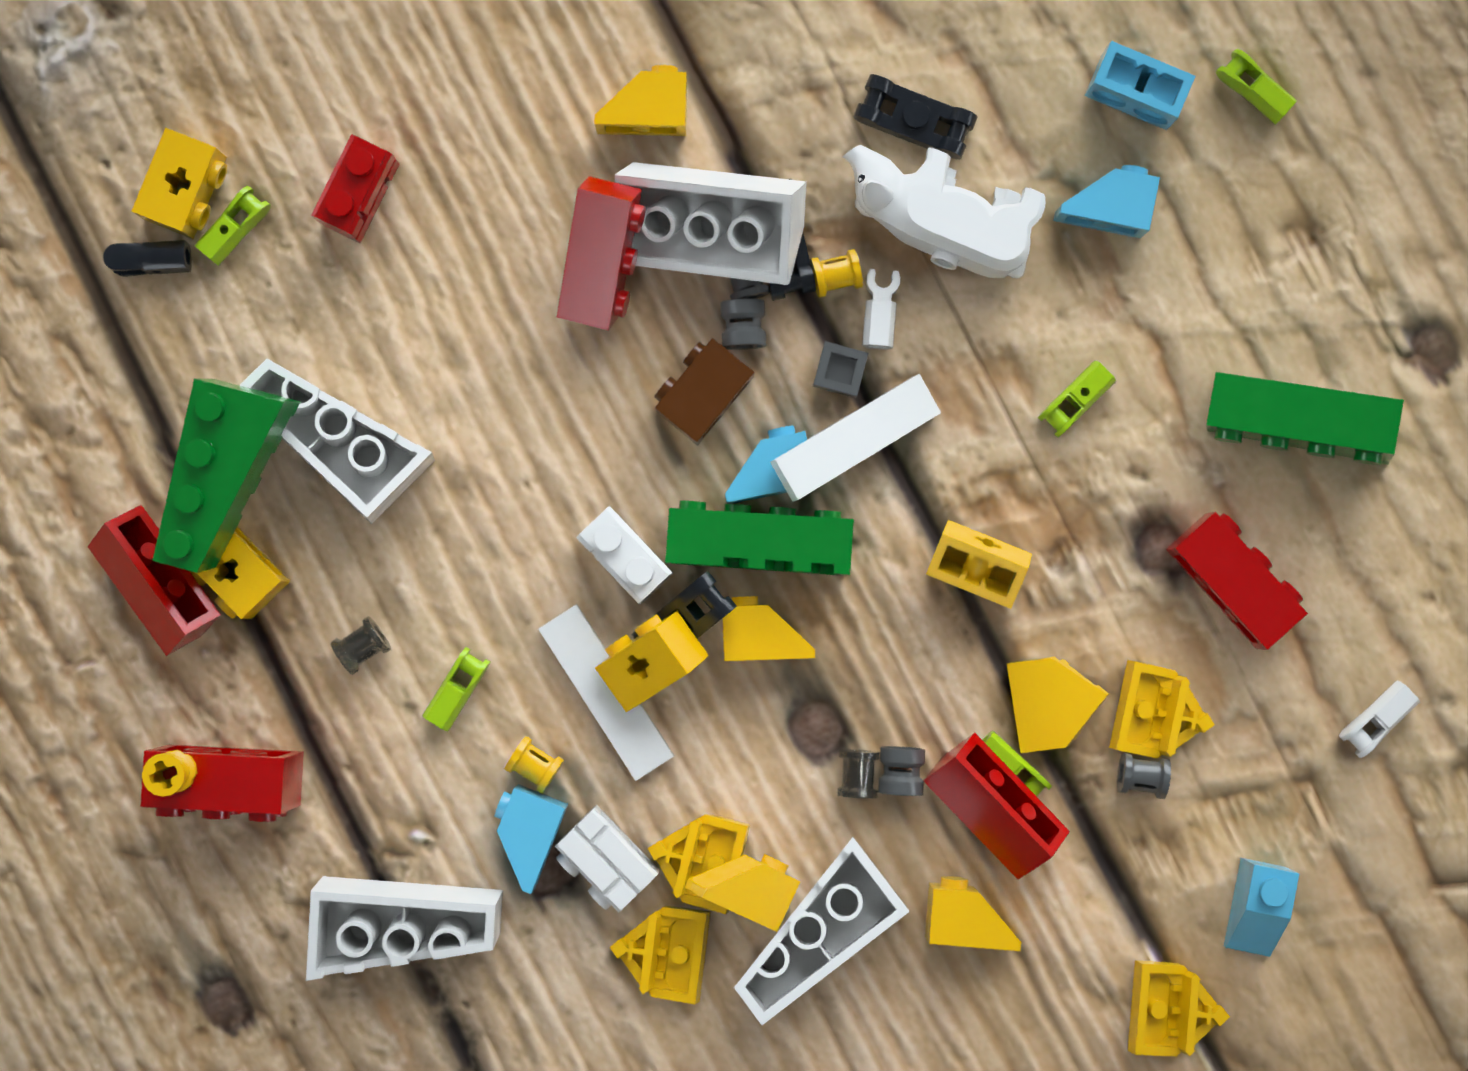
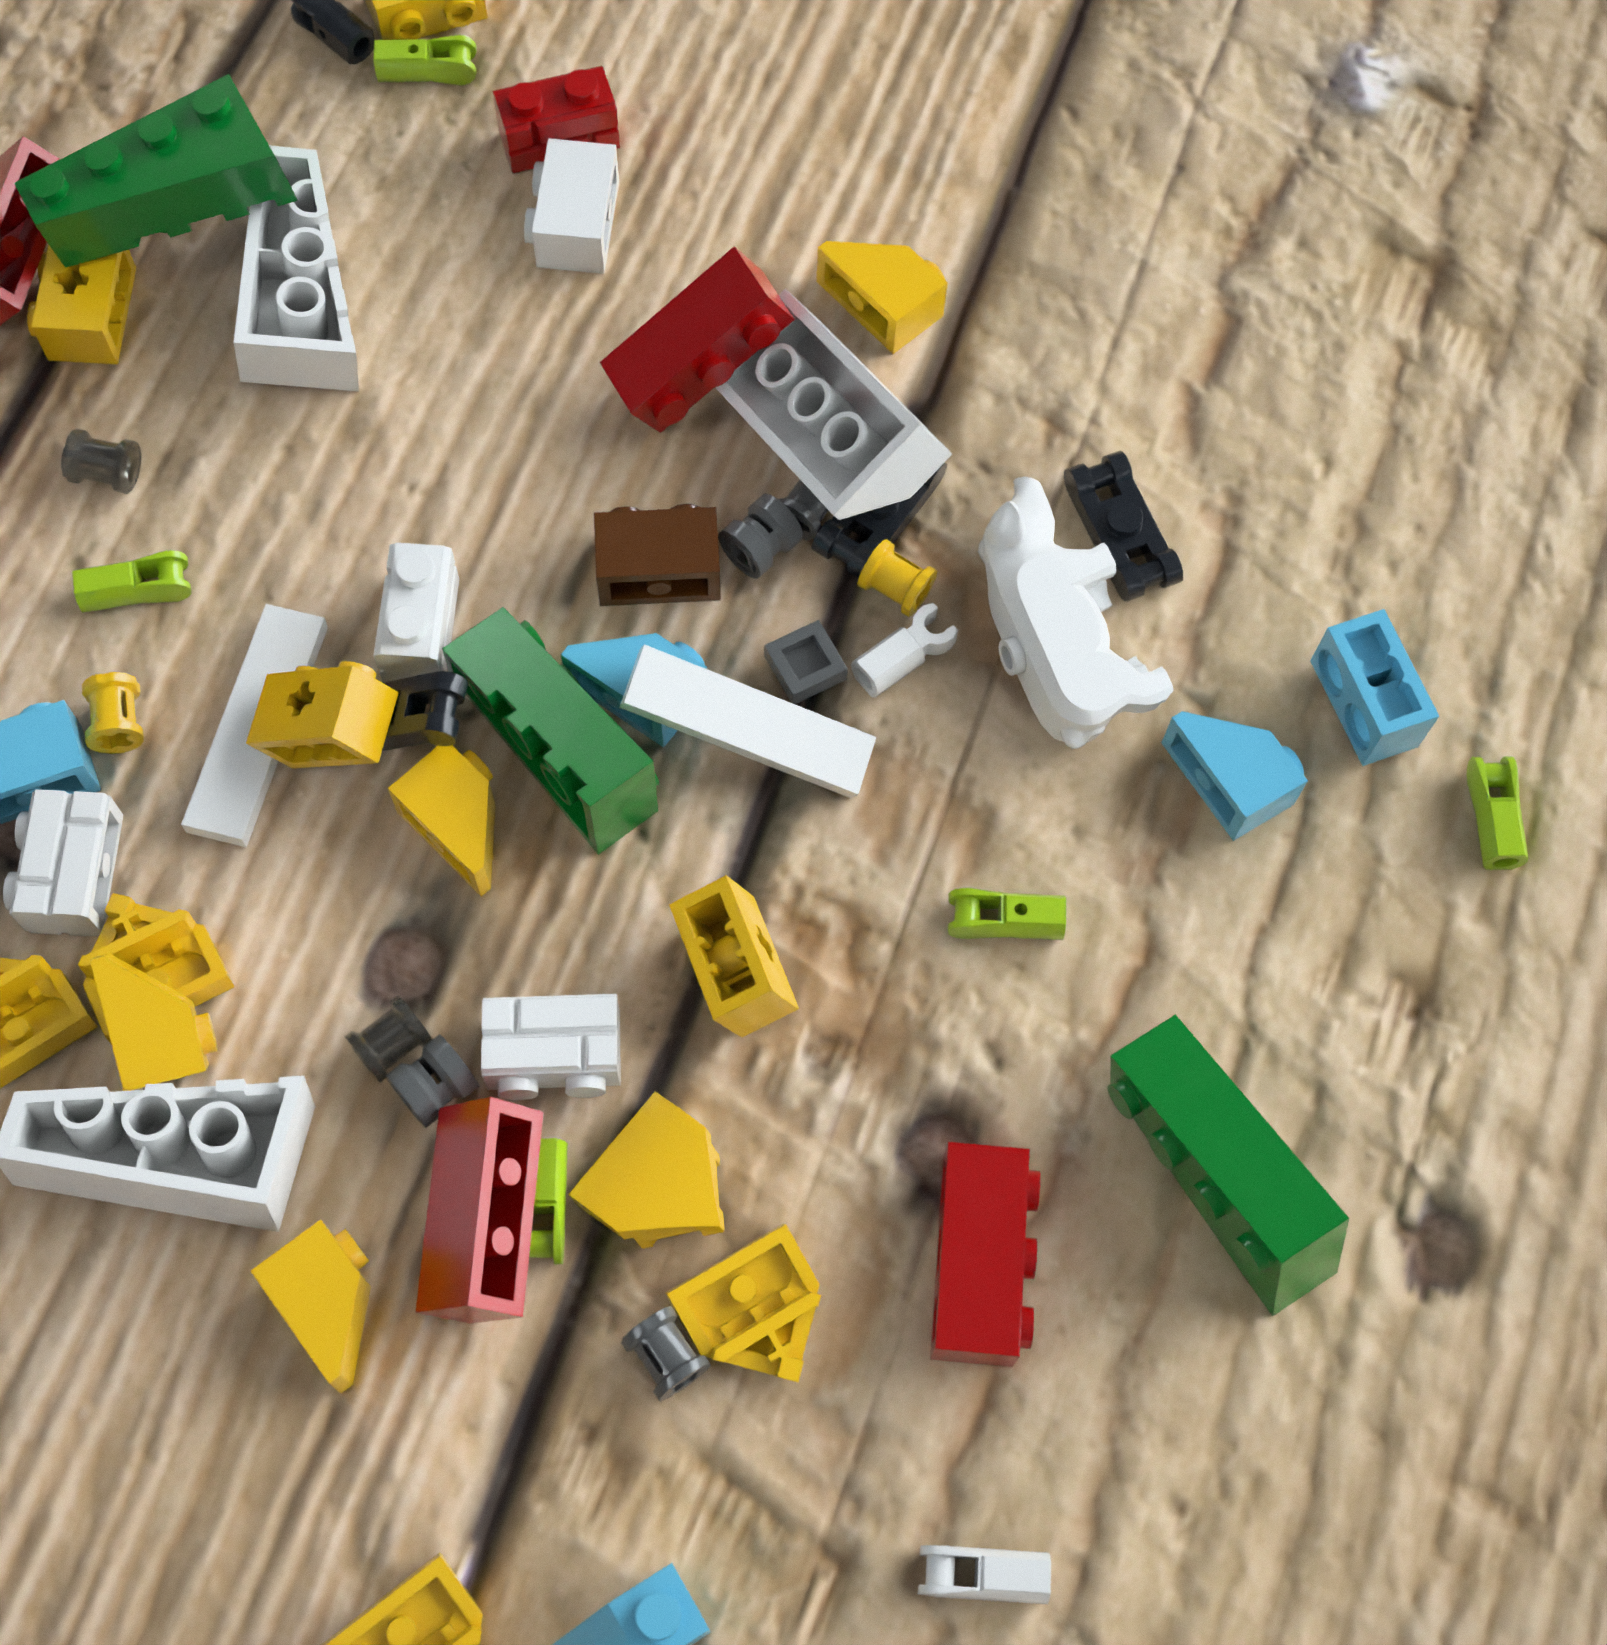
camera: 45 degrees right, 20 degrees down
(426, 232) = (573, 205): none -> white brick
(938, 694) = (551, 1045): none -> white brick

